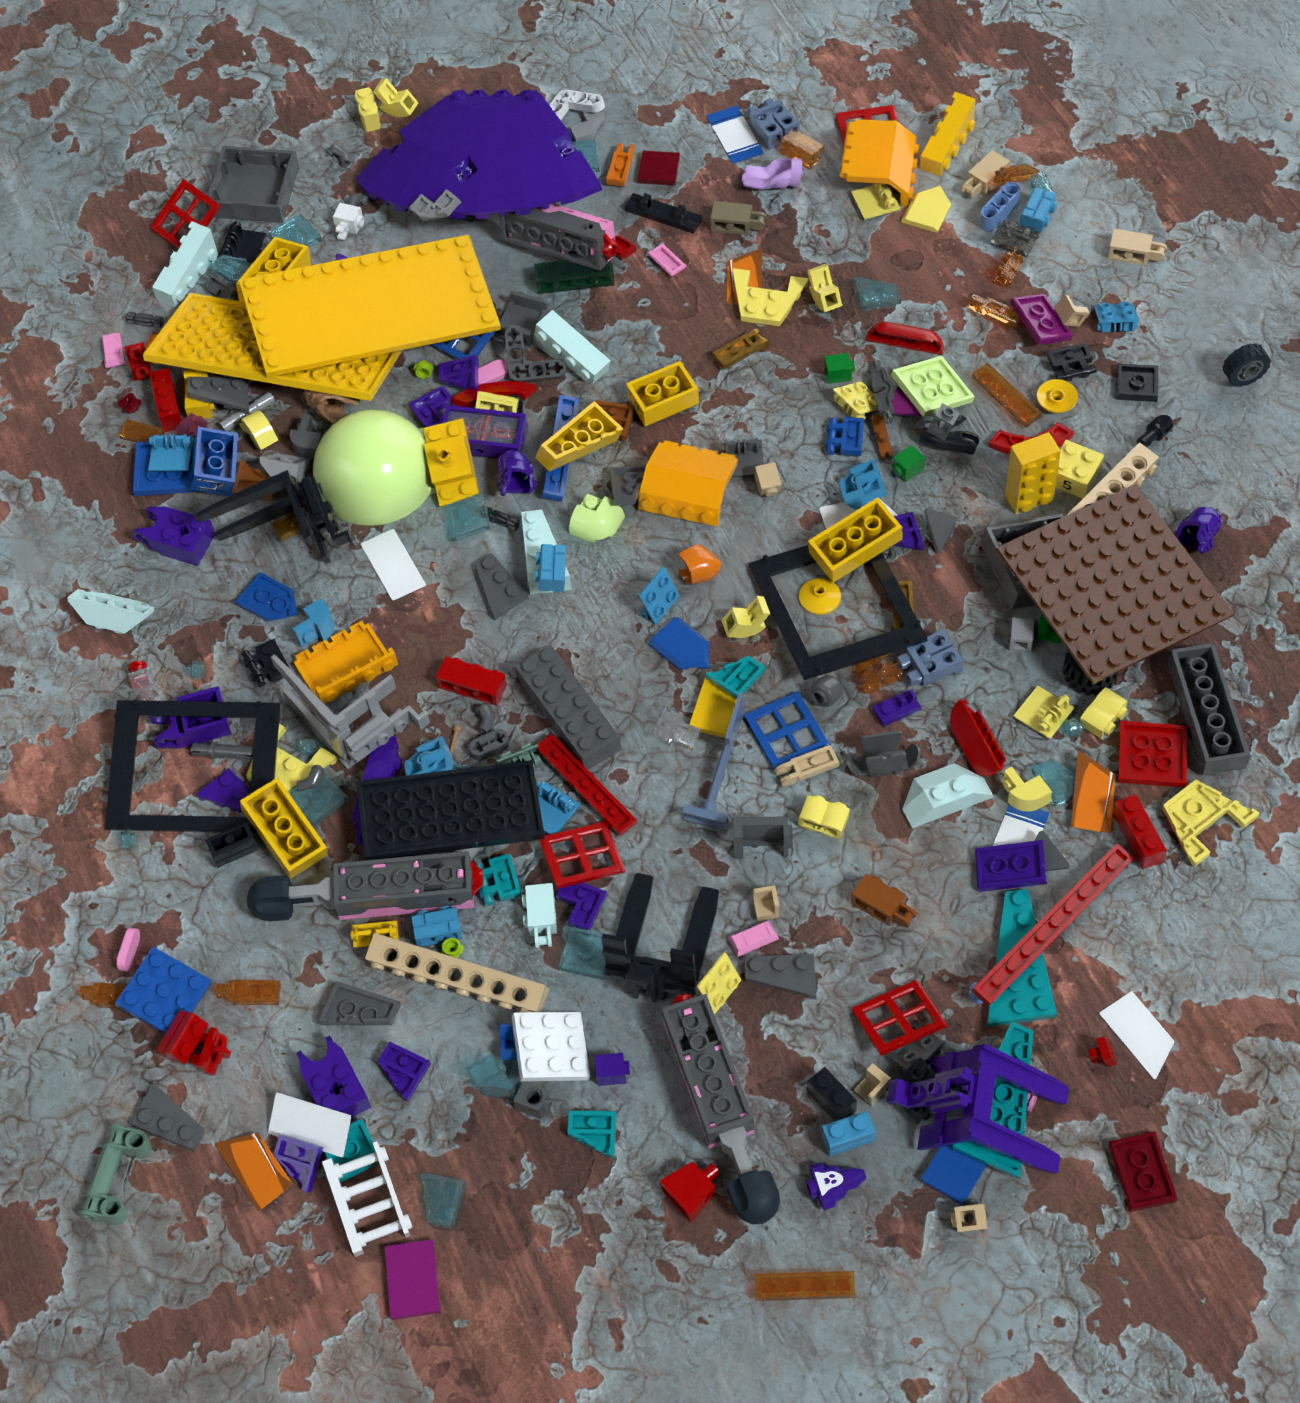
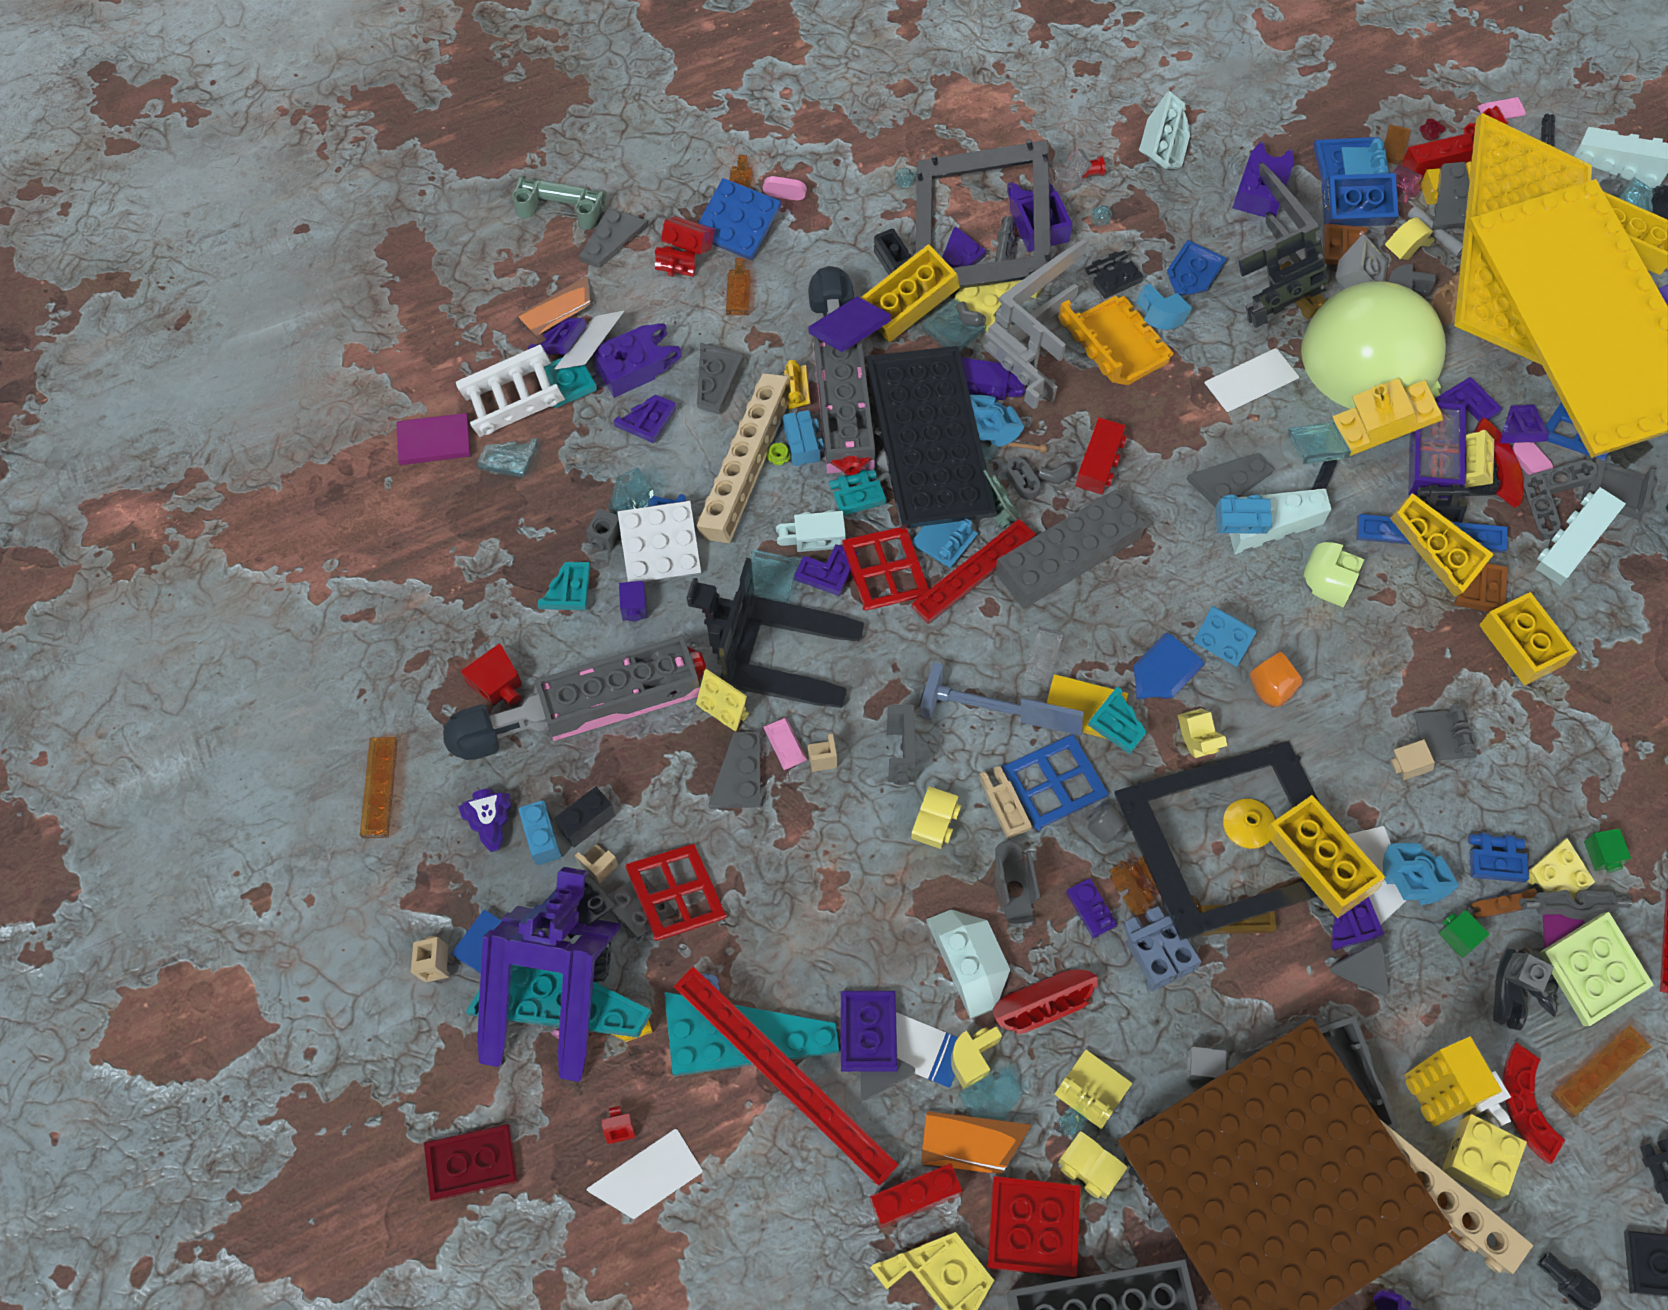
camera: 85 degrees right, 5 degrees up
(326, 871) = (849, 324): none -> dark purple tile
(423, 369) = (1524, 390): lime plate -> none
(512, 469) = (1383, 484): dark purple helmet -> none
(536, 432) = (1451, 509): none -> black plate
(626, 483) = (1385, 601): dark grey wing -> none
(686, 482) = (1399, 665): light orange hinge -> none
(740, 348) = (1620, 733): pearl gold plate -> none
(882, 901) = (823, 878): dark orange brick -> none
(1057, 396) = (1622, 1140): yellow dish -> none

